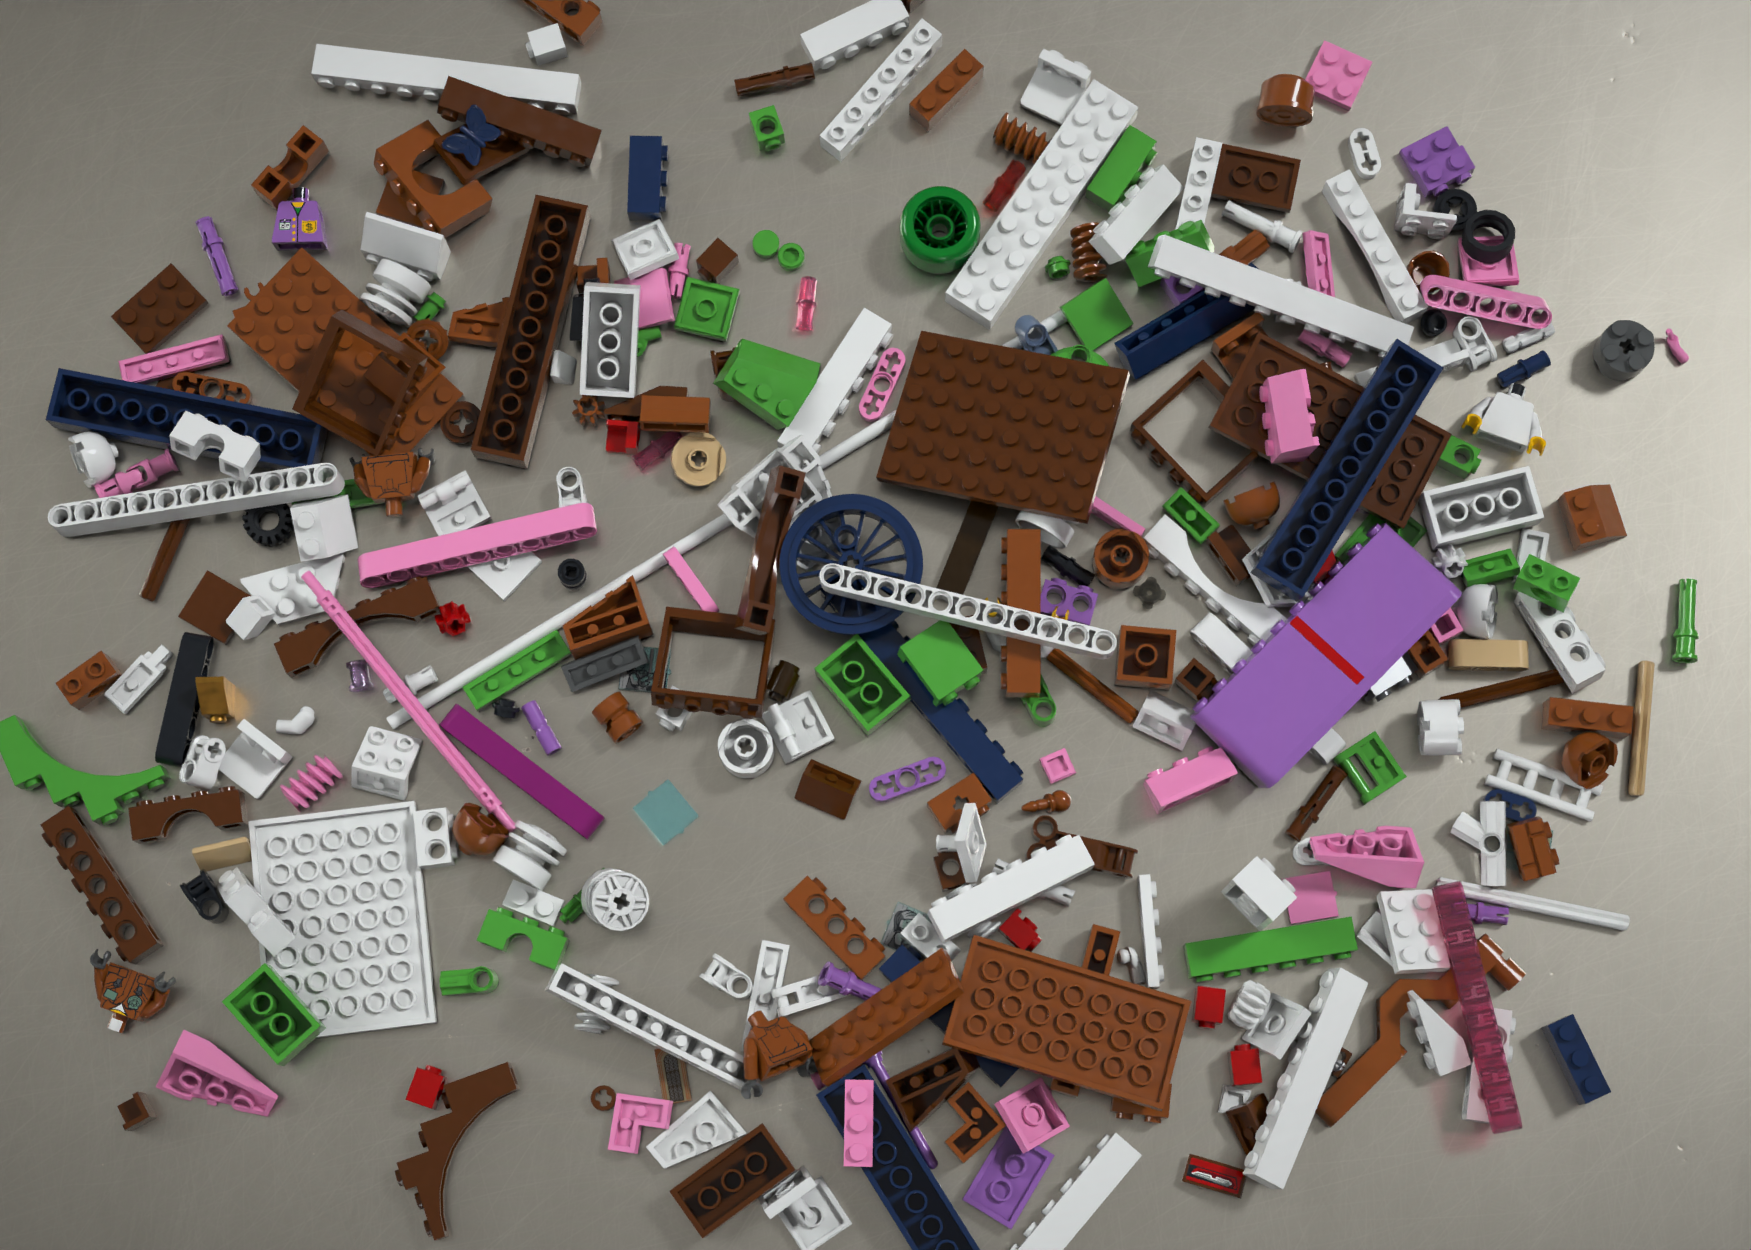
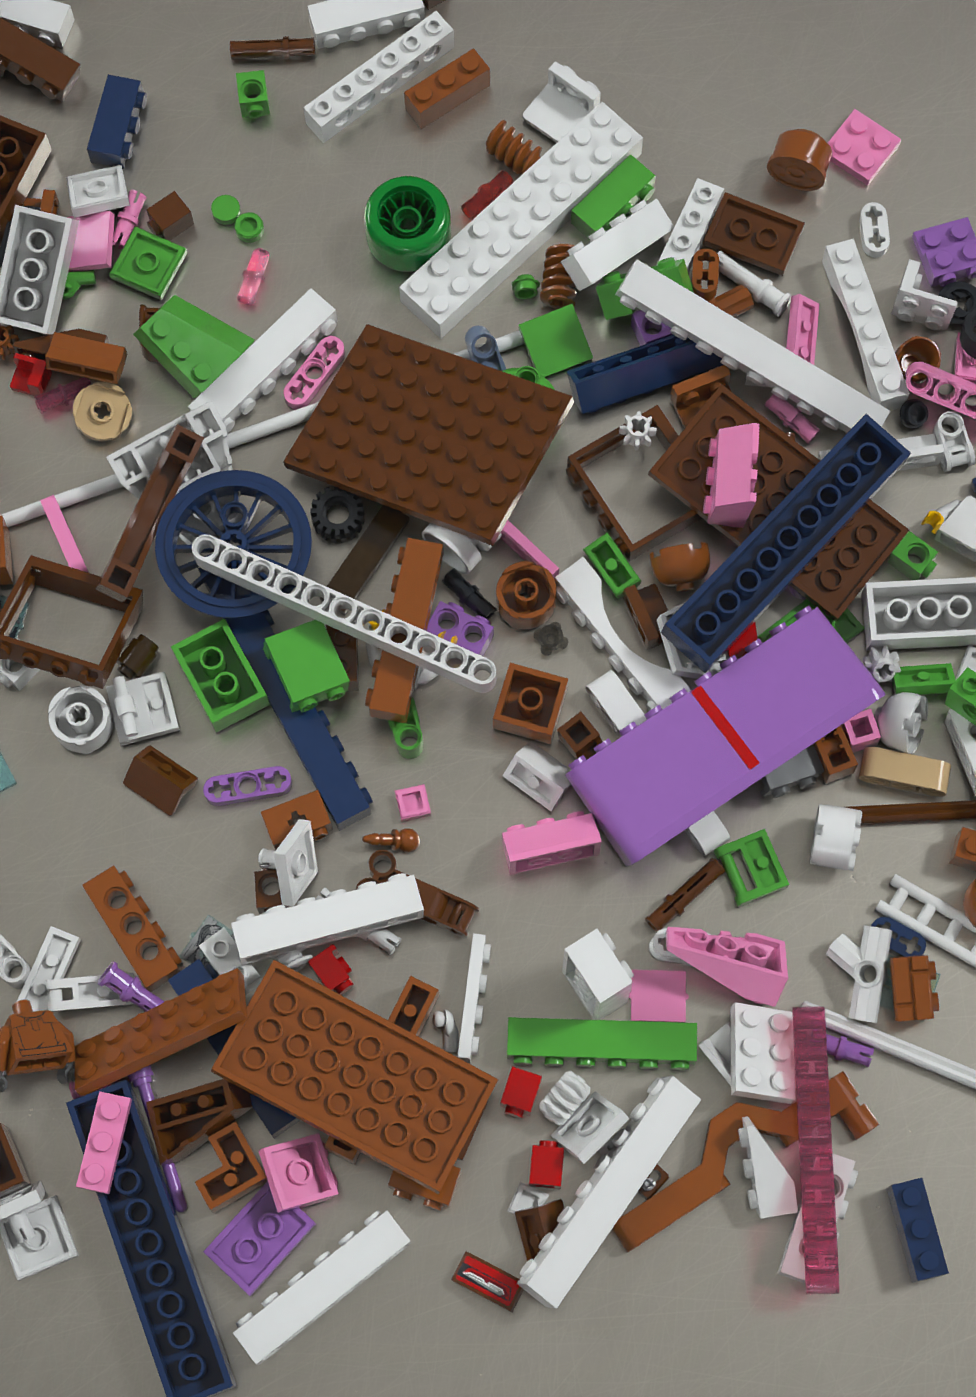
camera: 10 degrees right, 5 degrees down
(929, 530) = (332, 530): none -> black tyre
(1093, 685) = (469, 723): dark orange axle -> none
(1194, 394) = (637, 422): none -> white gear
(1226, 226) = (709, 275): none -> dark orange beam

